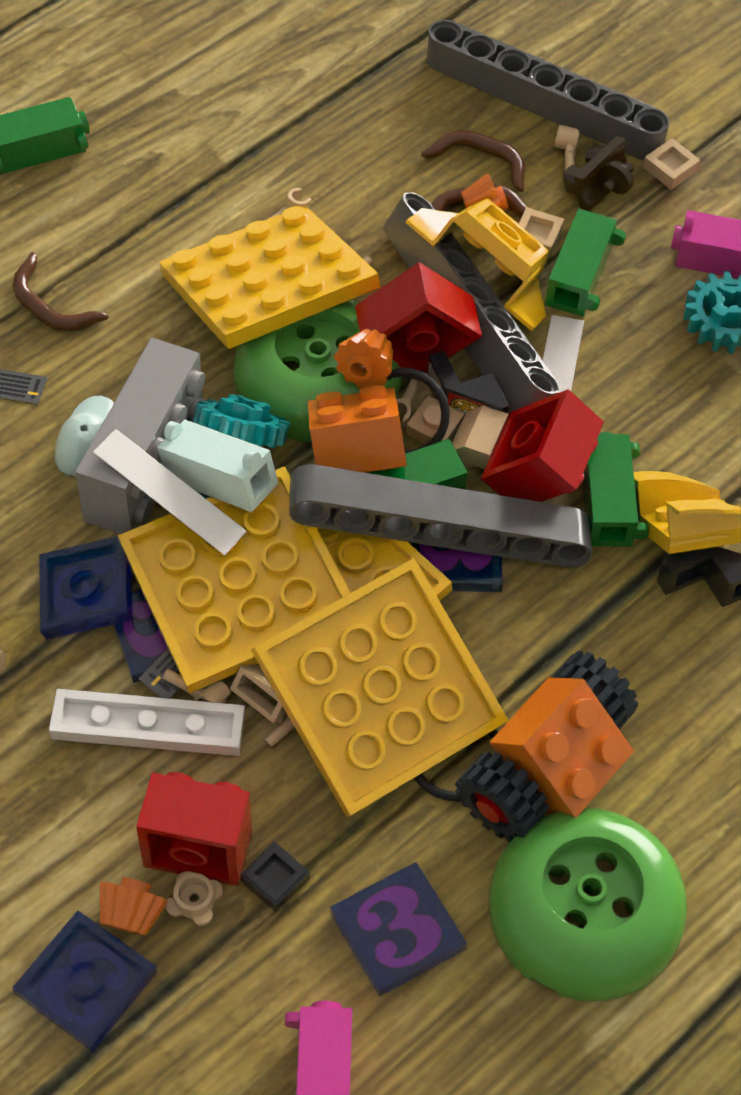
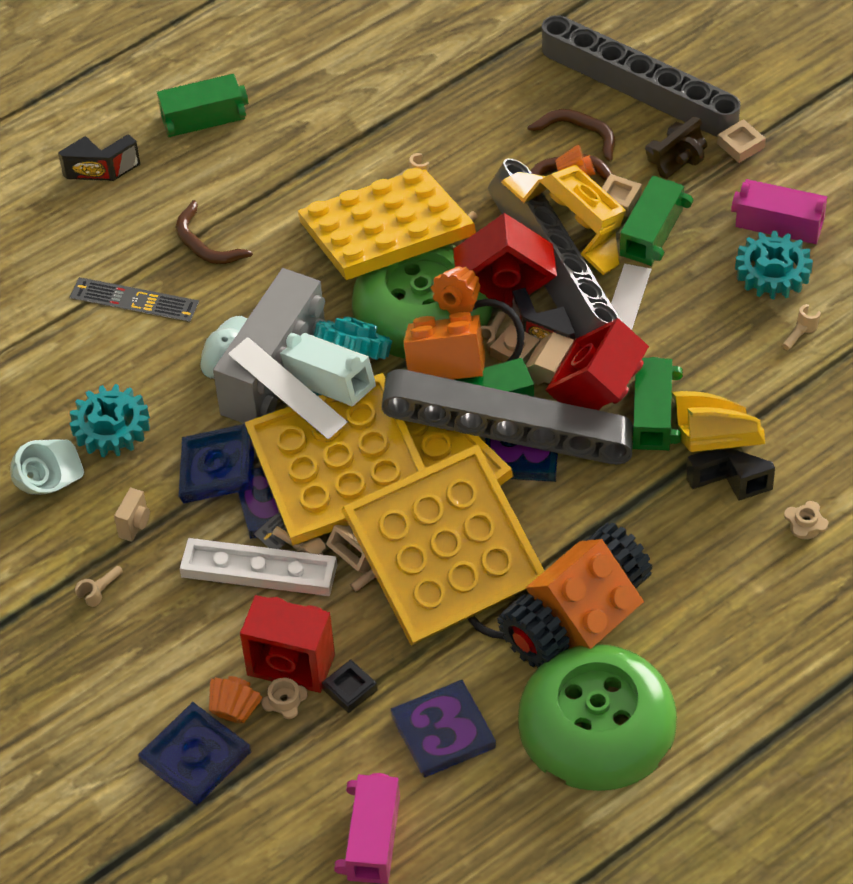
camera: 10 degrees right, 5 degrees down
(567, 140) = (654, 118): tan hand -> none

